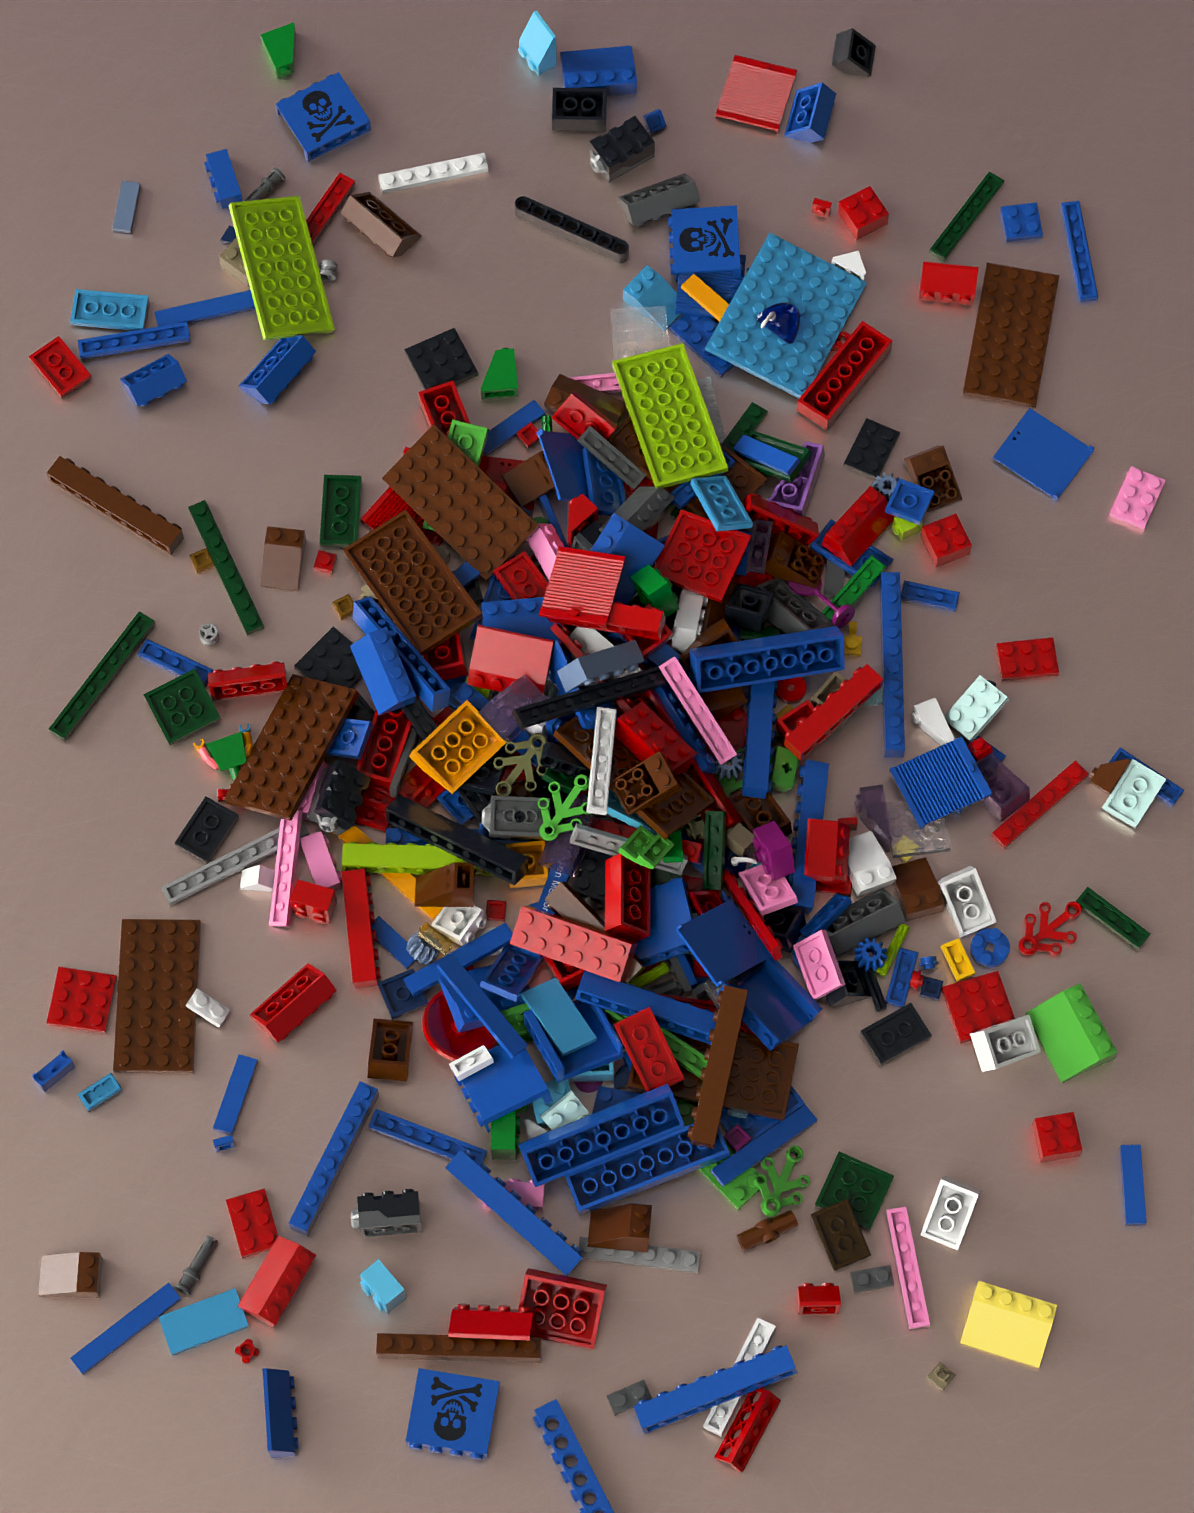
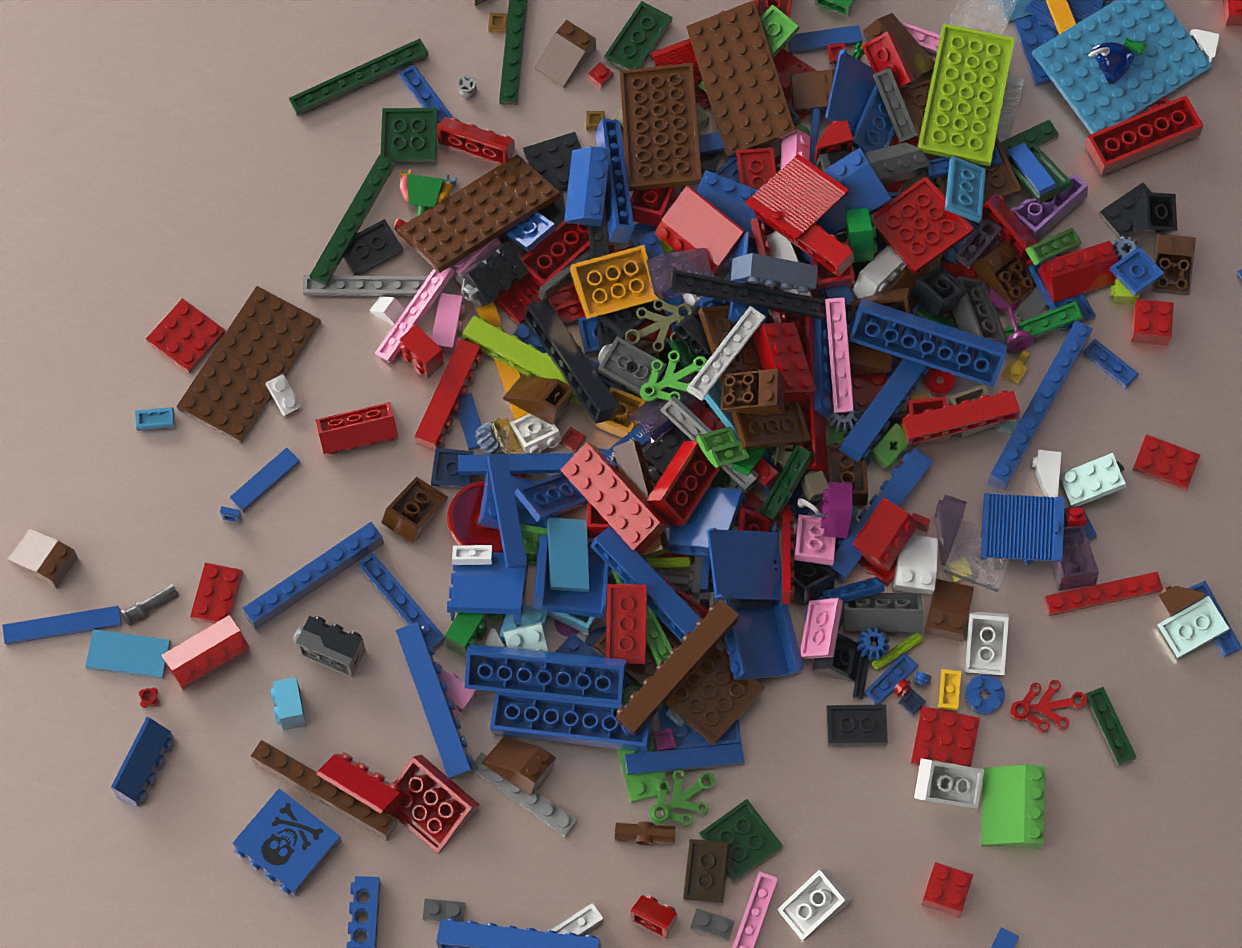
camera: 30 degrees right, 0 degrees up
(53, 1071) = (127, 382): blue hinge -> none
(177, 812) = (352, 220): none -> dark green plate
(793, 298) = (1135, 46): none -> green pin
(824, 515) = (1053, 246): none -> bright green tile
(896, 441) = (1155, 214): none -> black slope

